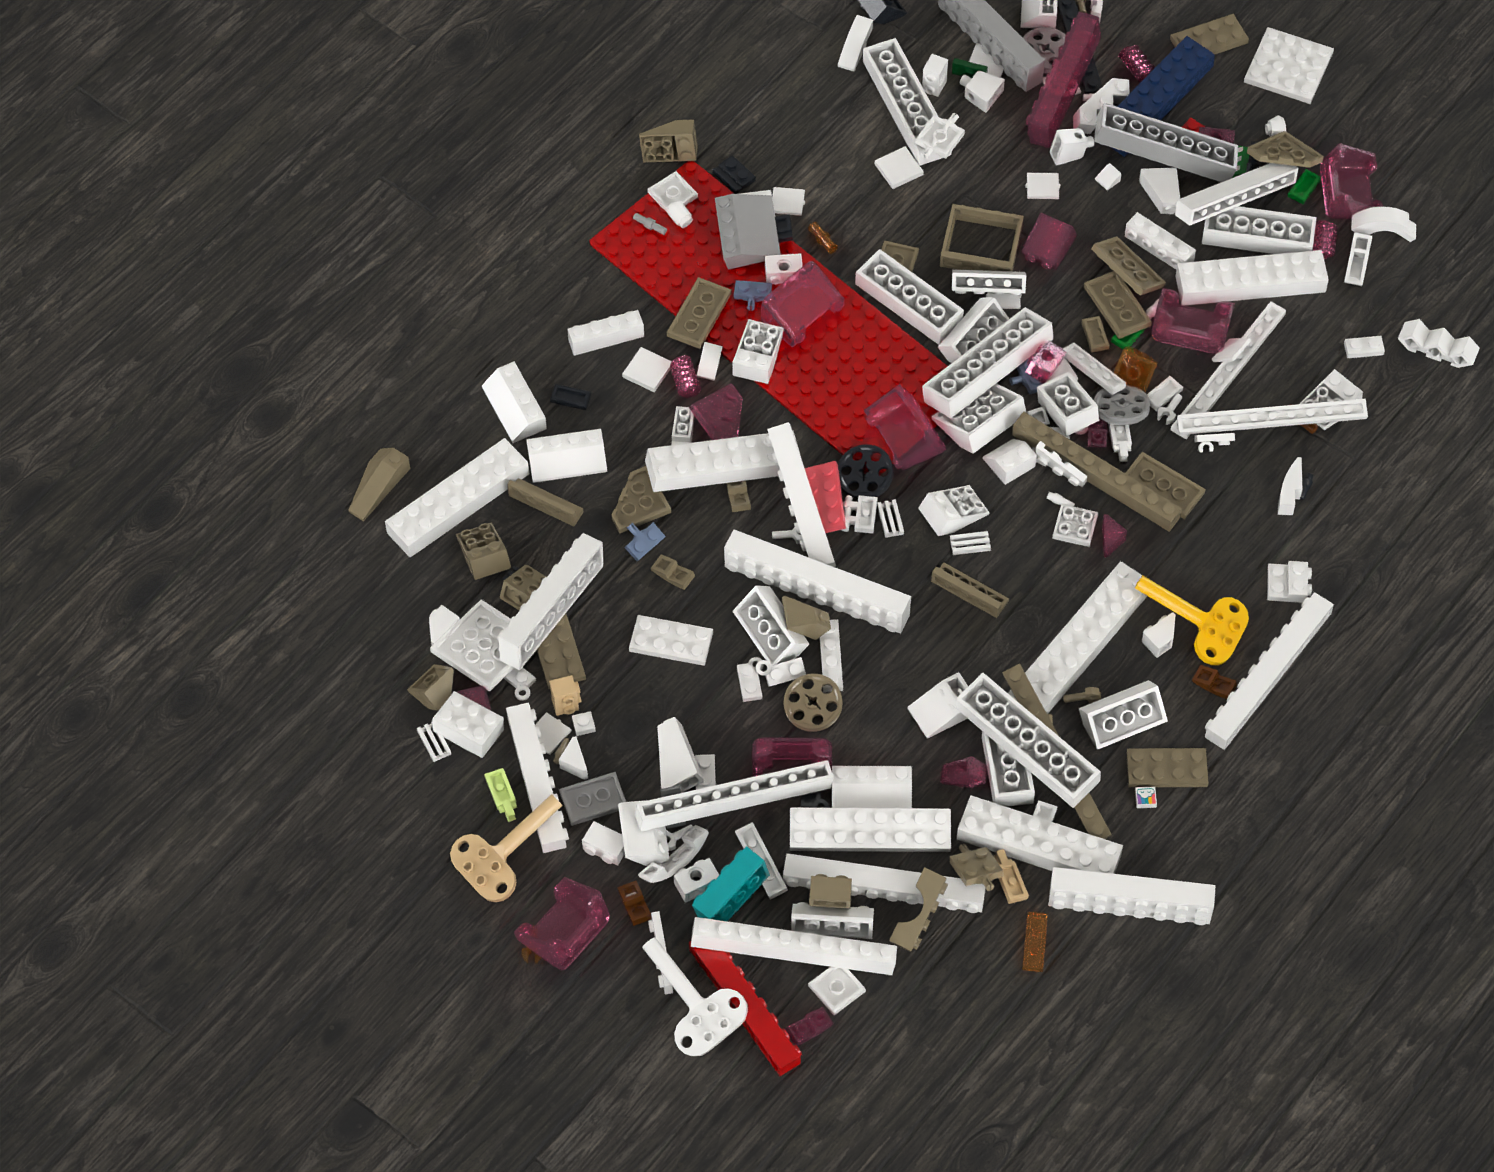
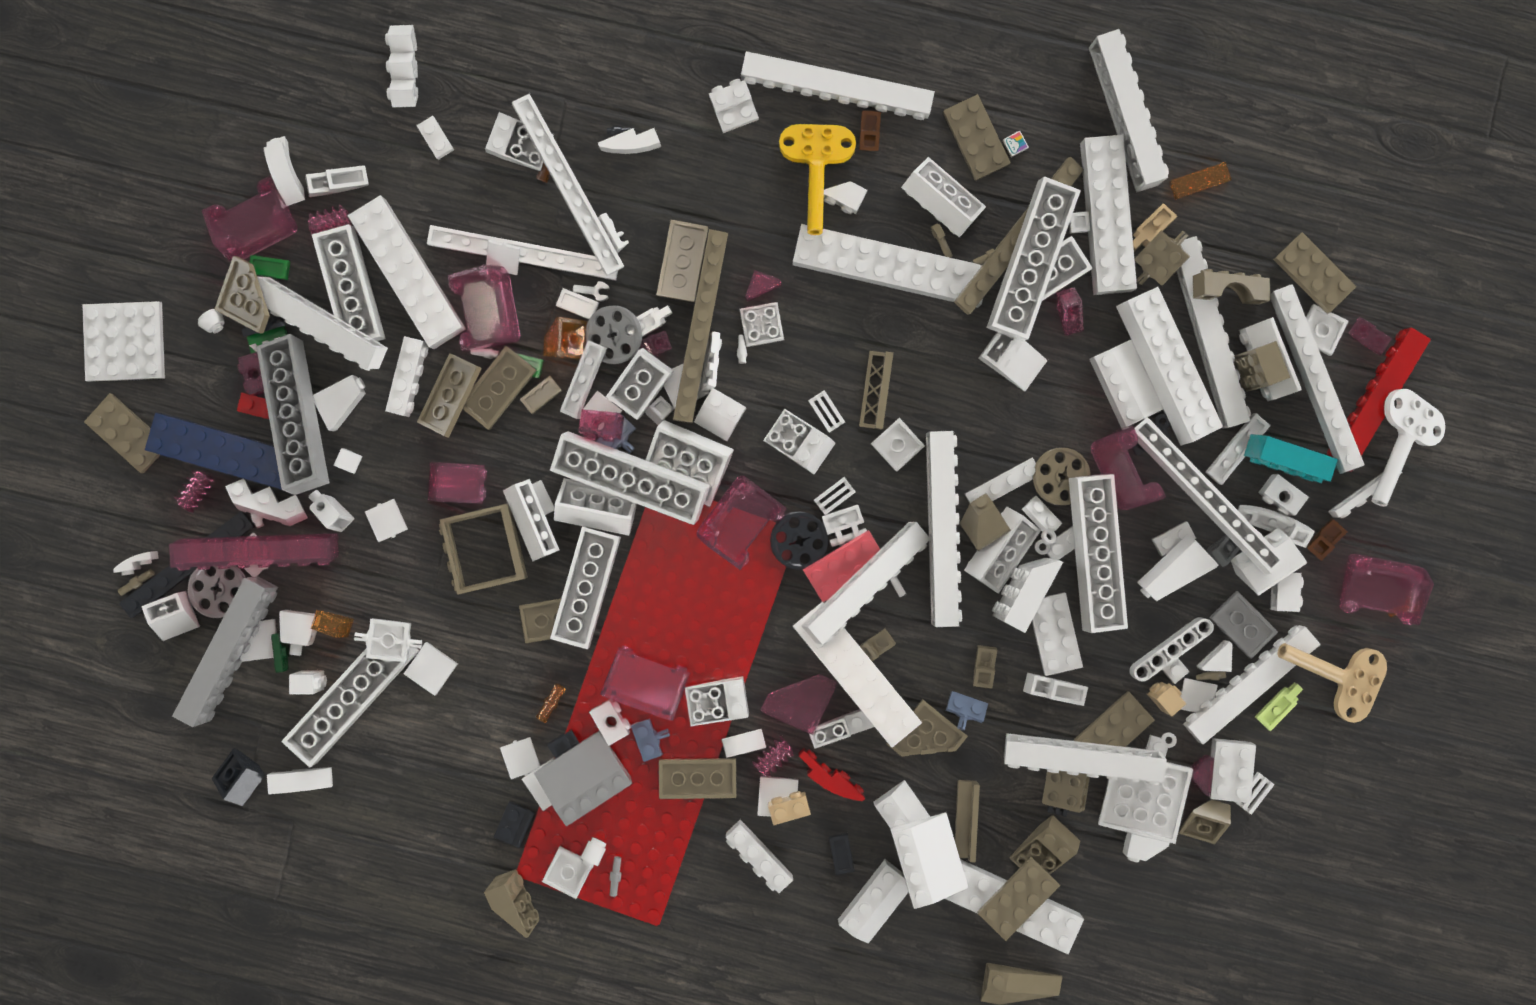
camera: 115 degrees left, 30 degrees up
(458, 499) = (1018, 898): none -> dark tan plate
(532, 442) = (929, 859): none -> white slope
(605, 733) = (1180, 648): none -> white beam
(621, 617) = (1055, 689): none -> white slope
(635, 366) = (789, 807): none -> tan brick
(636, 413) = (837, 782): none -> red slope
(723, 608) = (1026, 592): none -> white slope
(728, 695) = (1098, 553): none -> white brick
(895, 1001) = (1314, 273): none -> dark tan plate
(913, 583) = (897, 444): none -> white tile
(973, 111) = (332, 624): none -> clear orange slope

